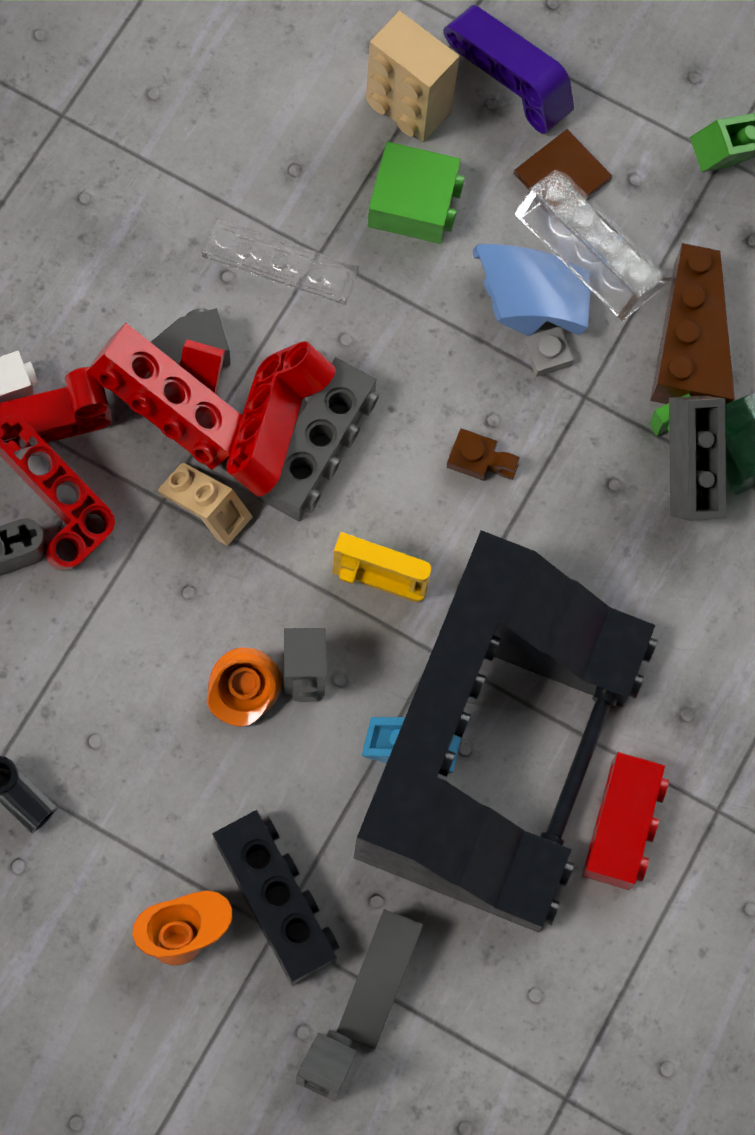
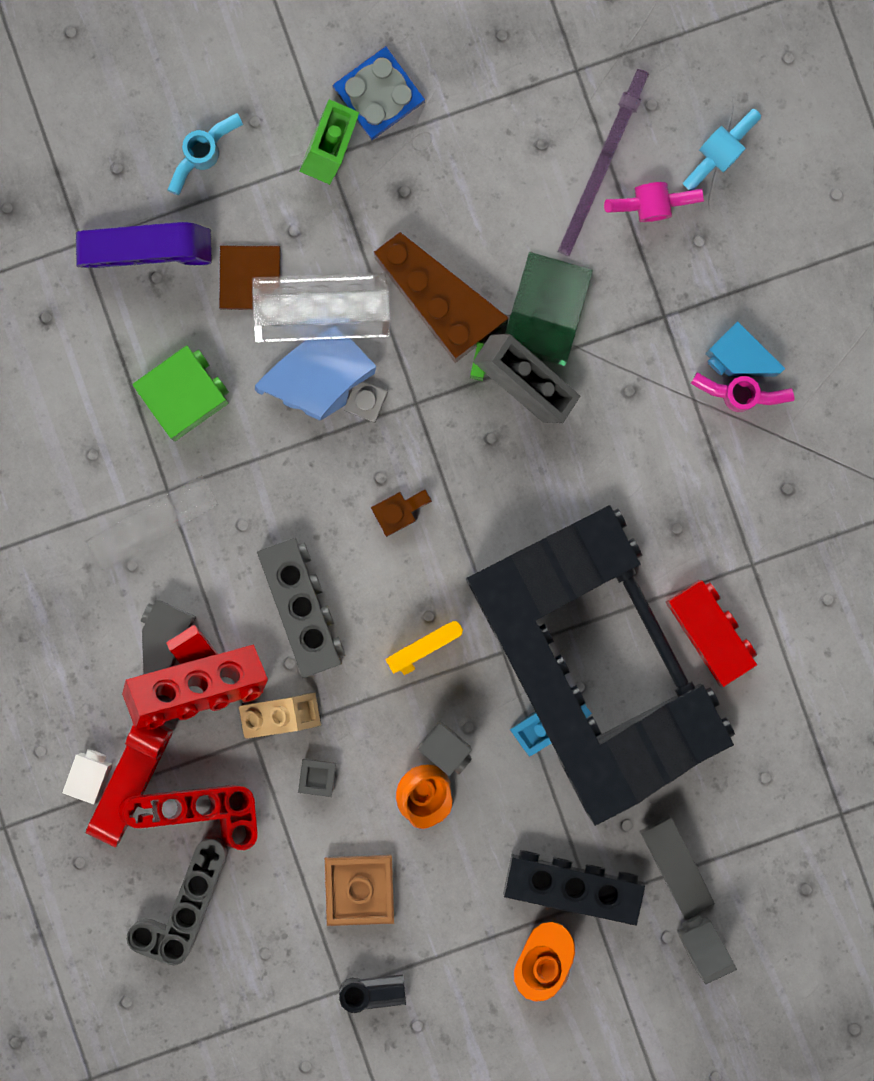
camera: 40 degrees left, 15 degrees up
(104, 702) = (359, 890): none -> medium nougat plate
(176, 579) = (317, 777): none -> dark grey plate
(272, 414) = (261, 628): red beam -> none
(411, 77) = (101, 330): tan brick -> none
(630, 61) = (210, 159): none -> medium azure piece

